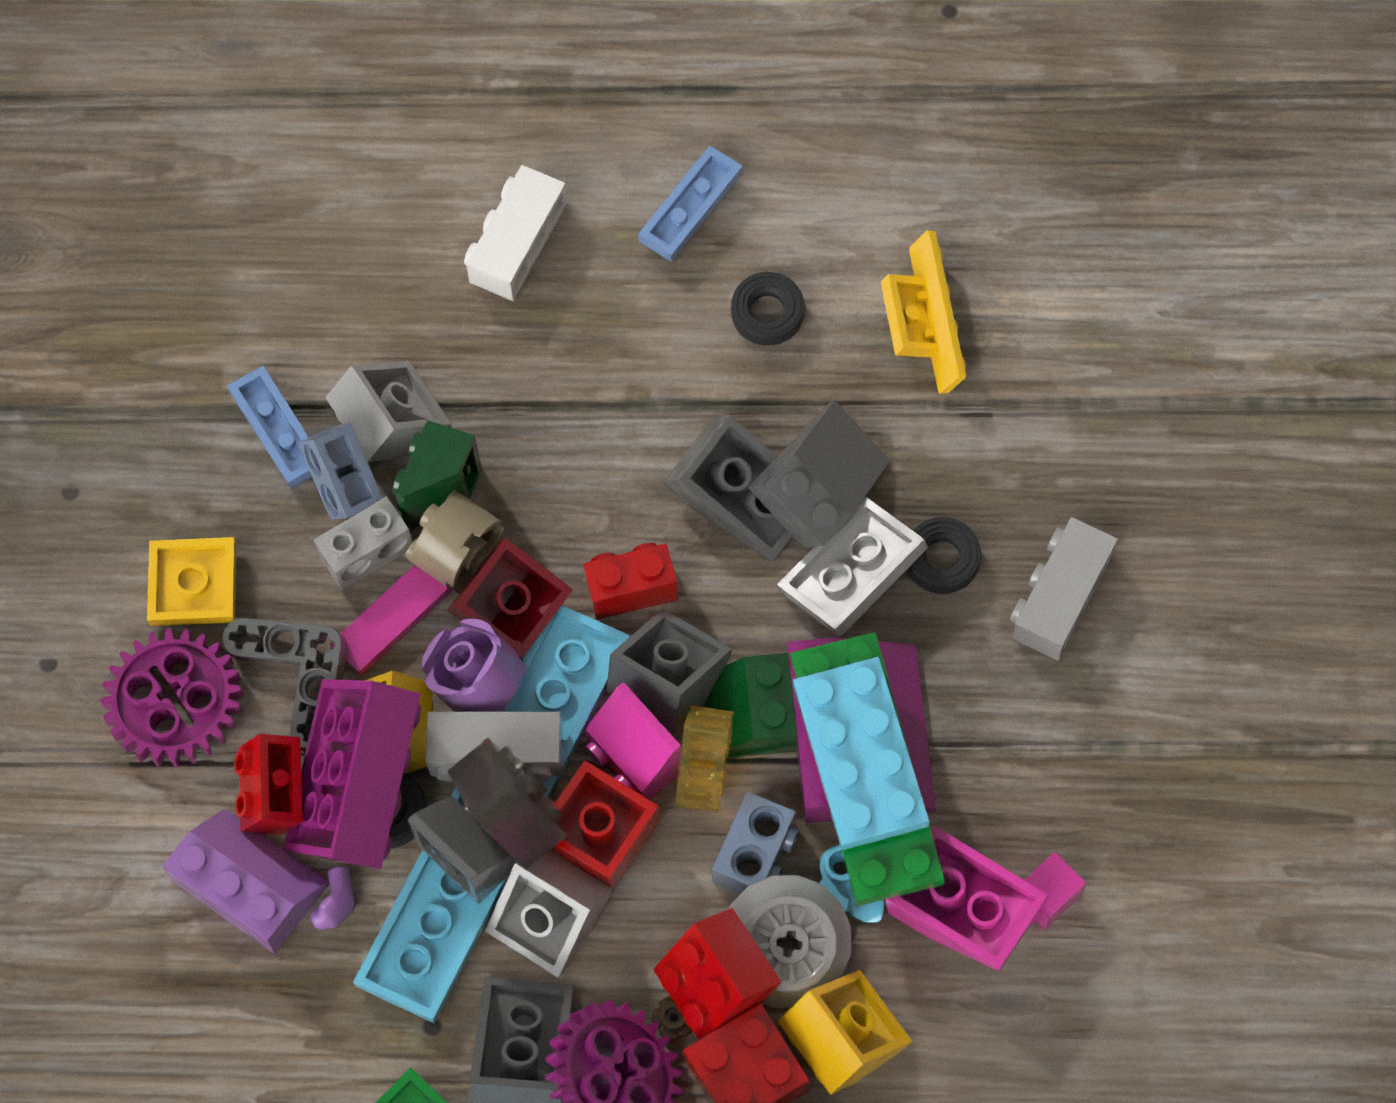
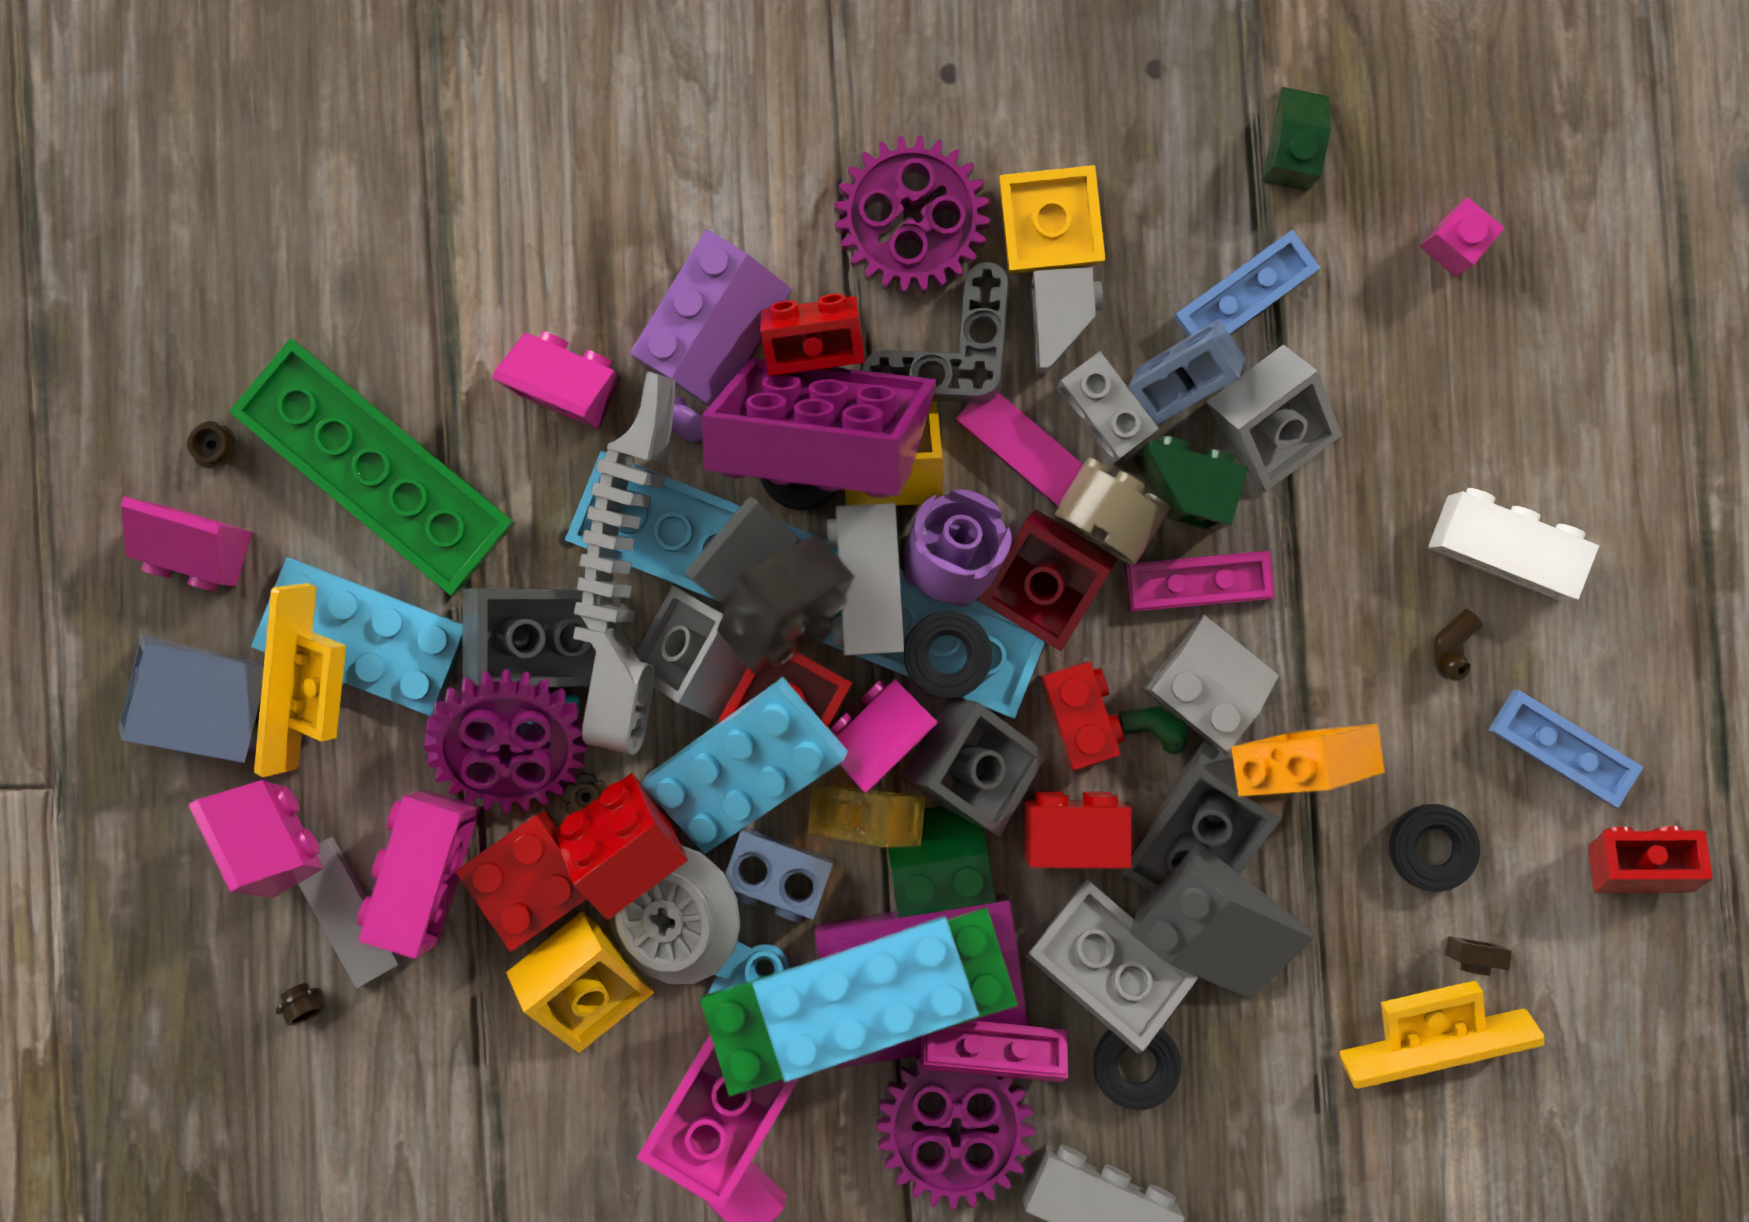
camera: 85 degrees right, 20 degrees up
(150, 377) = (1298, 139): none -> dark green slope
(251, 255) = (1462, 237): none -> dark pink brick
(276, 578) = (1061, 311): none -> light grey slope
(284, 1013) = (559, 378): none -> dark pink slope
(523, 481) = (1199, 581): none -> dark pink tile
(565, 966) = (620, 682): none -> light grey piece
(568, 658) = (978, 654): none -> black tyre
(597, 287) = (1450, 648): none -> dark brown arm
(615, 475) = (1213, 684): none -> light grey slope
(646, 515) = (1160, 723): none -> dark green arm
(650, 856) = (744, 766): none -> medium azure plate
(680, 391) = (1308, 760): none -> light orange window
(729, 585) = (1076, 832): none -> red brick
(787, 144) = (1649, 860): none -> red brick
(860, 279) = (1478, 956): none -> dark brown plate
(921, 664) = (998, 1051): none -> dark pink tile
(1028, 711) = (952, 1171): none -> magenta gear

